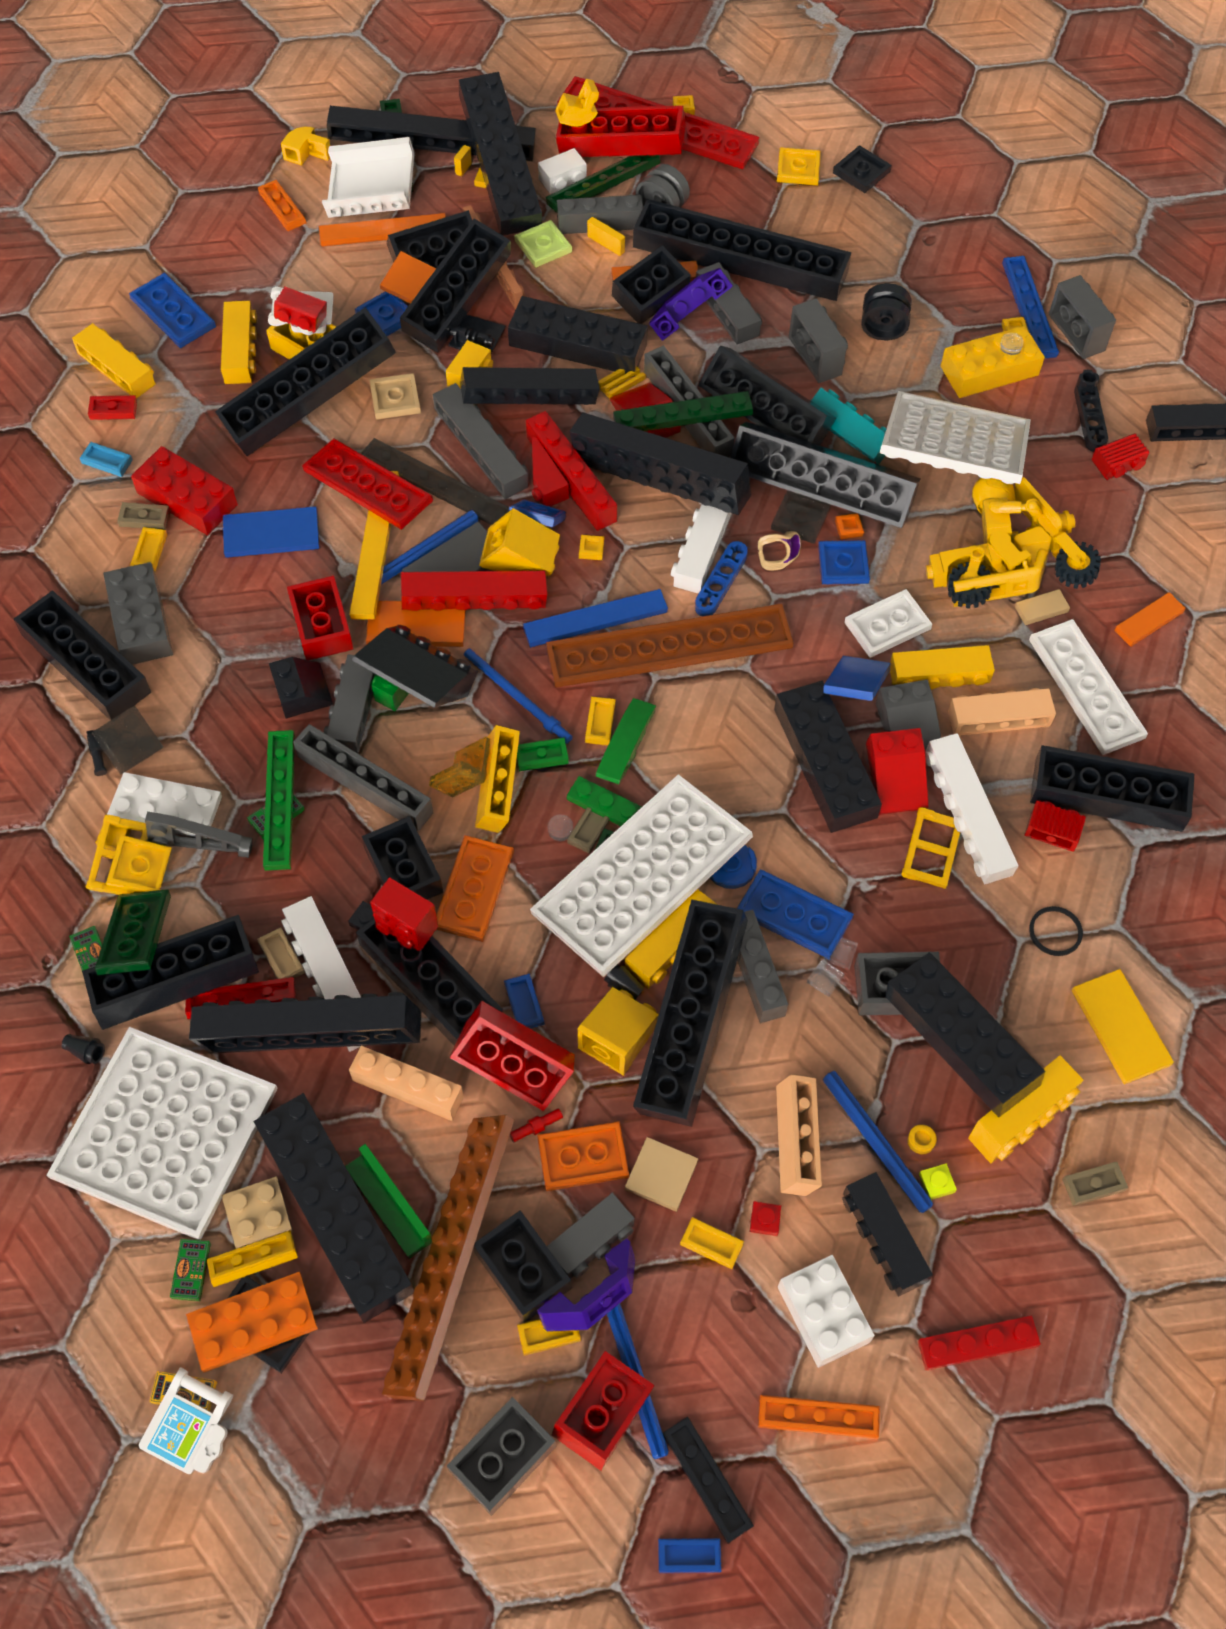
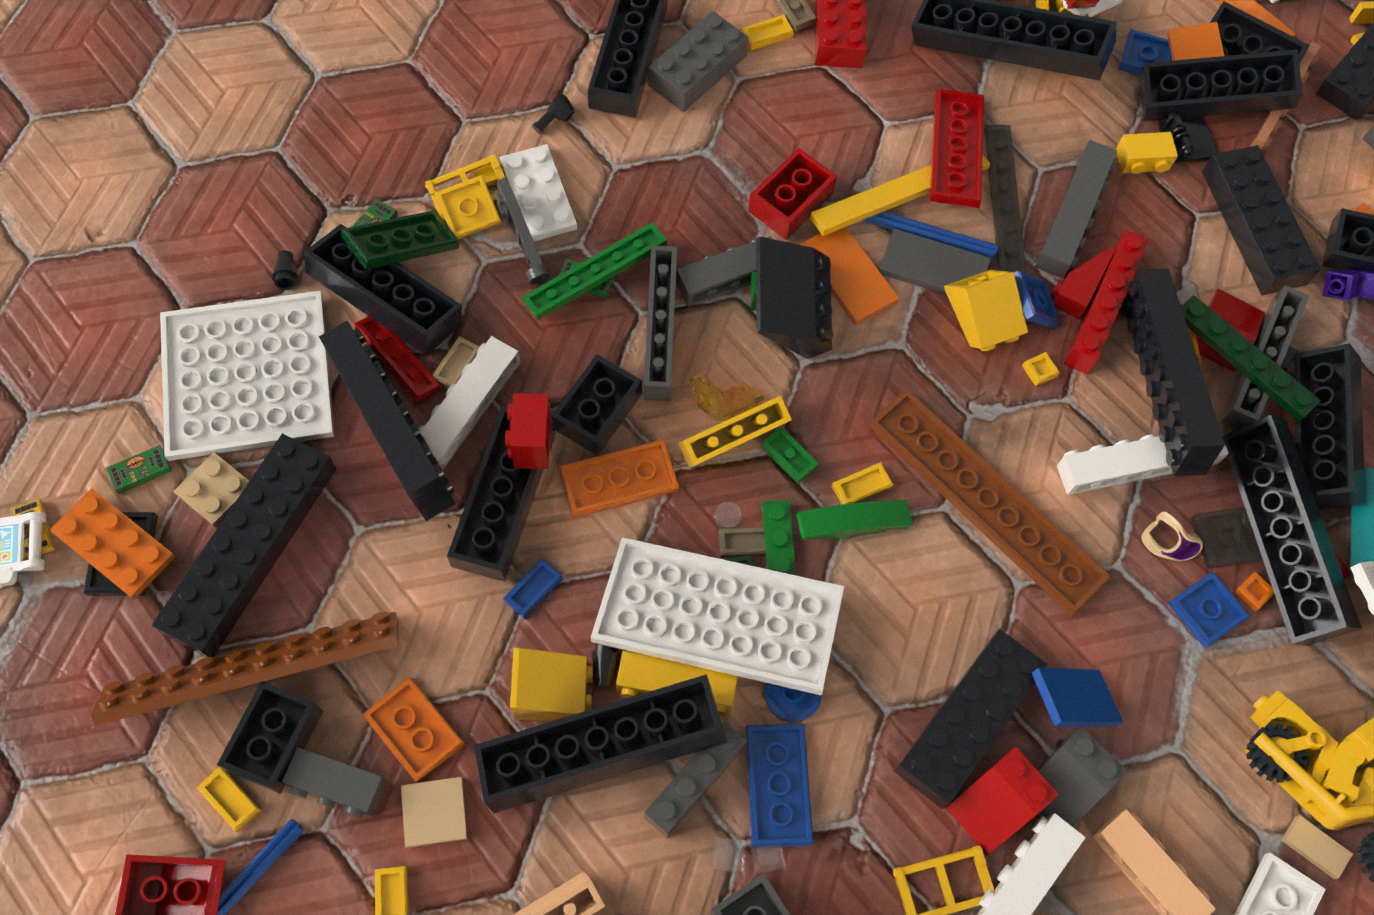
camera: 55 degrees right, 5 degrees up
(127, 740) = (575, 127): clear smoke plate -> none
(252, 1258) = (171, 510): yellow tile -> none
(270, 532) = (853, 107): blue tile -> none
(300, 686) = (717, 219): black slope -> none
(388, 1203) = (278, 588): green fence -> none
(395, 396) = (1066, 114): tan plate -> none
(406, 1083) = (392, 536): light nougat brick -> none
(473, 590) = (913, 296): red brick -> none
(501, 1456) = (85, 824): dark grey brick -> none
(513, 1056) = (463, 609): red slope -> none
(529, 386) = (1166, 211): black brick -> none
(536, 1125) = (418, 669): red bar -> none
(543, 243) = (1338, 131): yellowish green tile -> none
(550, 723) = (827, 443): blue bar -> none
(563, 1315) = (288, 833): dark purple slope -> none
(595, 618) = (968, 417): blue tile -> none
(617, 378) = (1245, 283): yellow tile -> none
(721, 578) = (1096, 500): blue beam -> none
(888, 623) = (1170, 694): white plate -> none
(943, 666) = (1159, 780): yellow brick -> none

